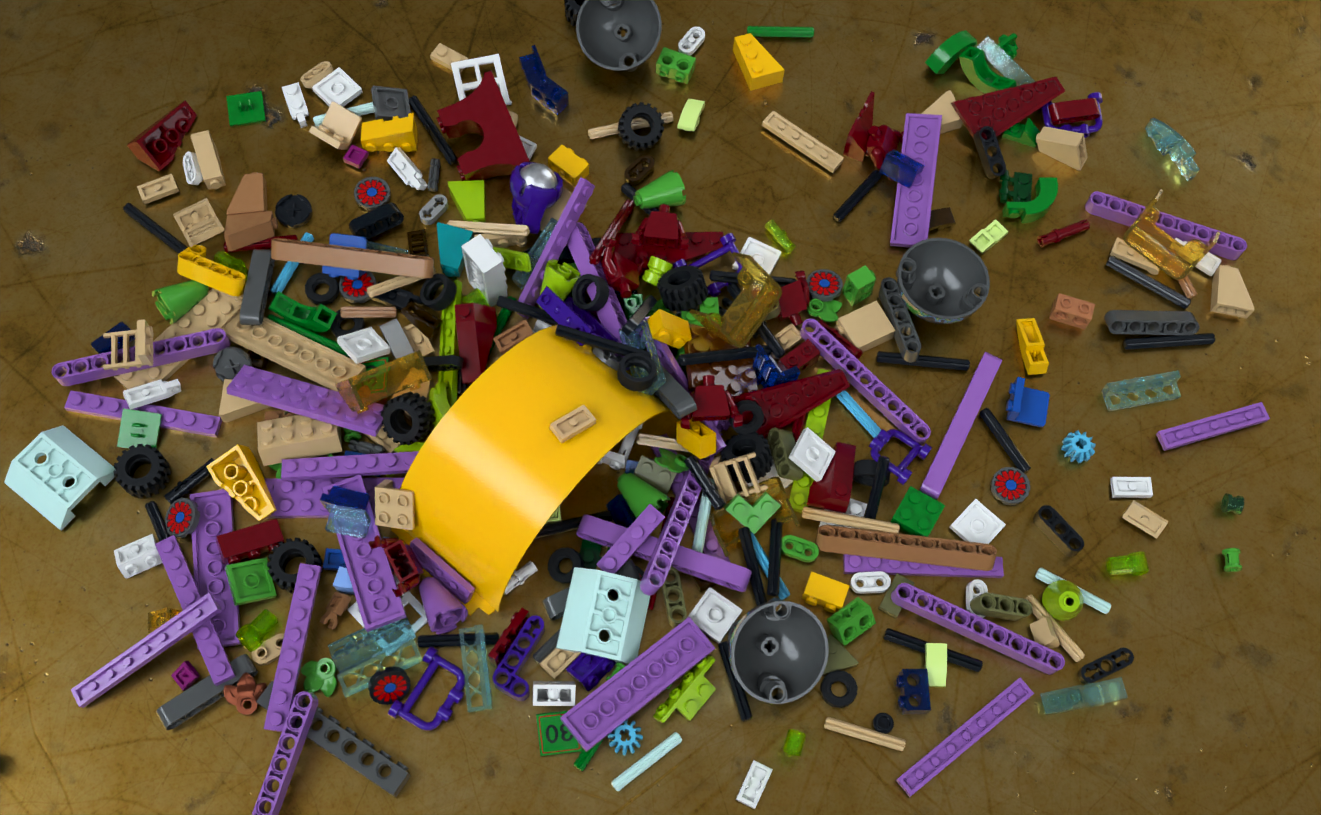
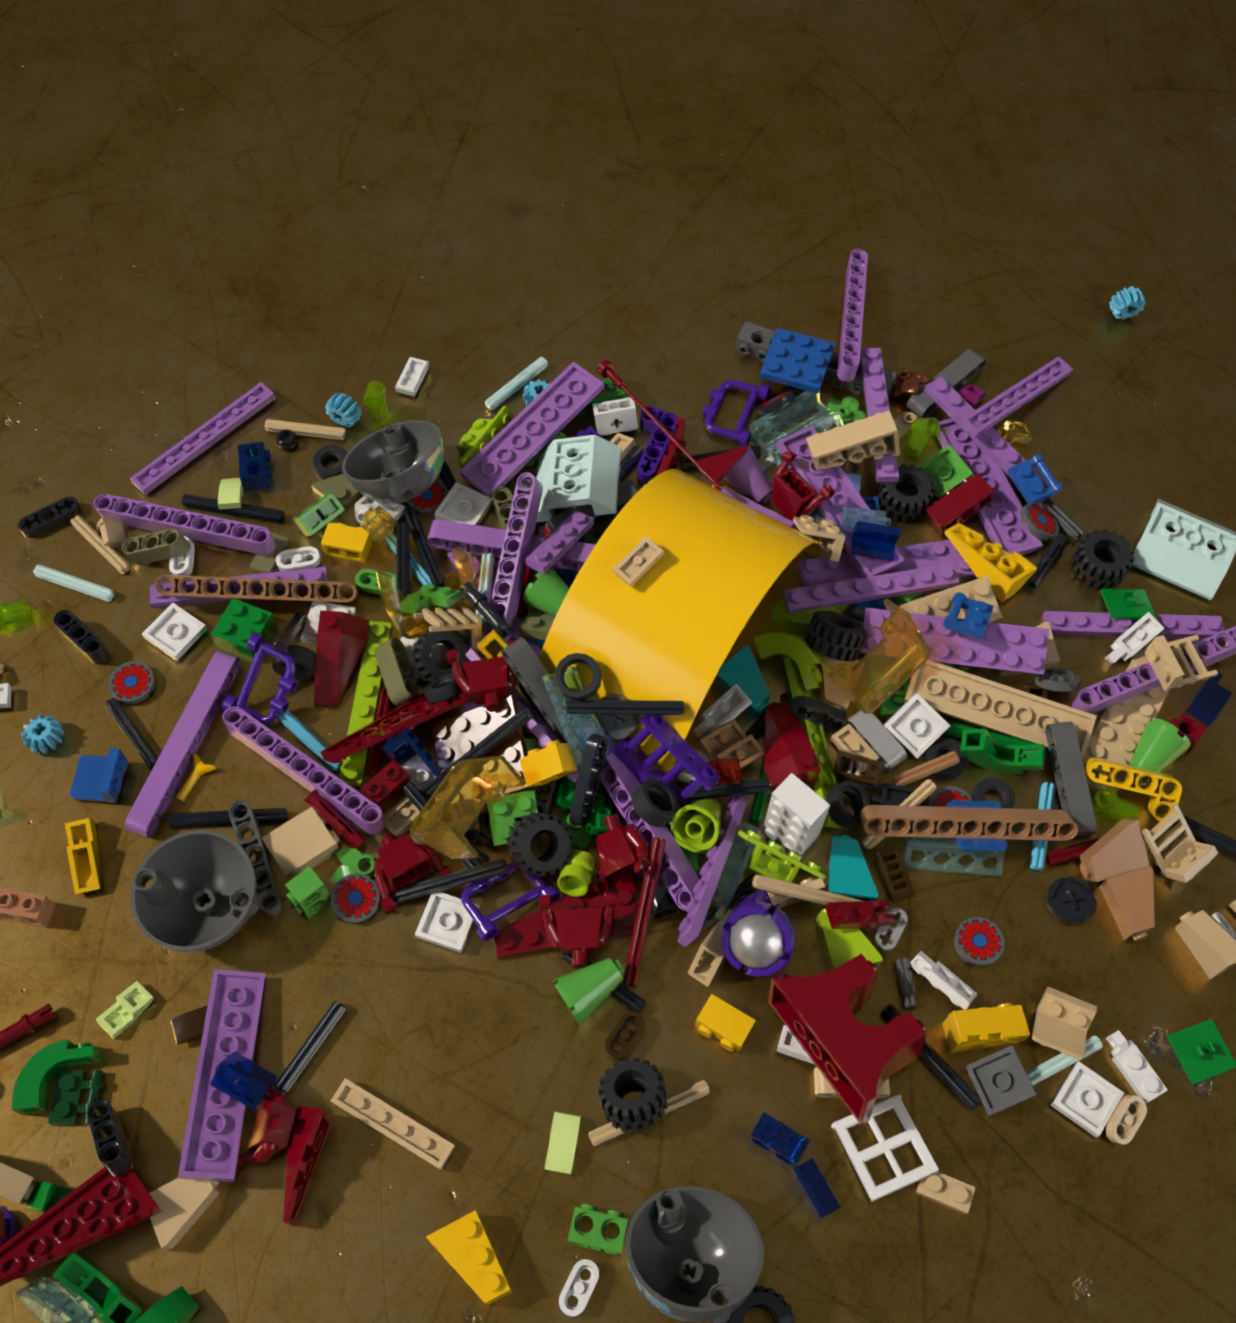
camera: 175 degrees right, 5 degrees down
(137, 556) = (1075, 484): white bracket -> none
(145, 307) = (1193, 729): none -> dark red brick
(178, 548) = (1029, 482): none -> blue plate
(285, 403) = (975, 620): none -> blue plate
(334, 589) = (855, 441): none -> tan wedge
(353, 728) = (797, 360): none -> blue plate
(355, 156) = (1020, 991): magenta plate -> none
(377, 221) = (958, 893): black beam -> none
(455, 211) = (858, 914): none -> dark red hinge
(474, 595) = (712, 467): none -> dark red piece
(483, 668) = (692, 433): clear light blue fence -> none
(529, 318) = (728, 770): none -> clear red plate
(670, 460) = (531, 633): bright green plate -> none
(780, 236) = (418, 961): clear neon green pin -> none
(795, 592) = (378, 523): none -> clear yellow brick
(812, 454) = (365, 667): white plate -> none
(826, 741) = (343, 410): none -> medium azure gear
(849, 520) = (313, 609): tan axle -> none
(948, 402) = (199, 769): none -> yellow piece
(1055, 598) = (84, 557): lime cone -> none
(1083, 696) = (84, 483): clear light blue slope -> none

